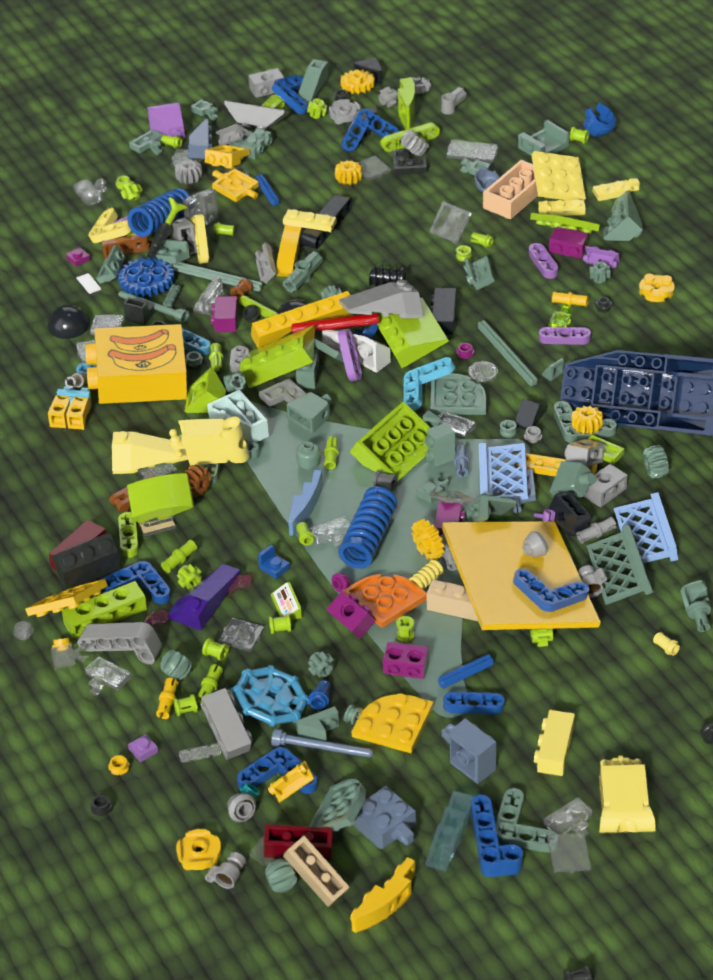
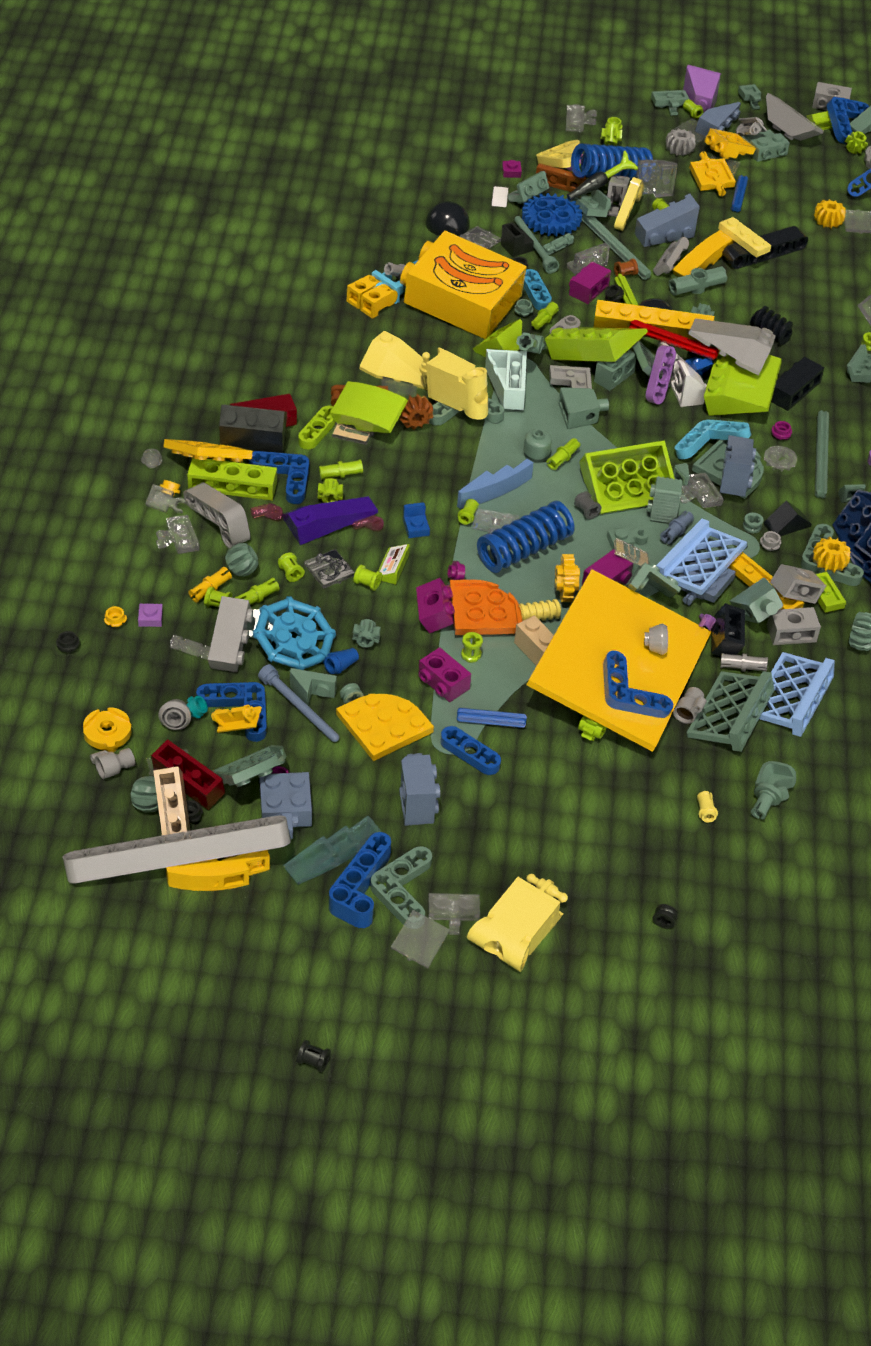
camera: 30 degrees right, 5 degrees up
(243, 238) = (669, 223): none -> sand blue wedge
(347, 899) = (176, 849): none -> light grey beam
(467, 391) = (738, 466): none -> sand blue wedge
(554, 742) = (507, 831): light yellow brick -> none

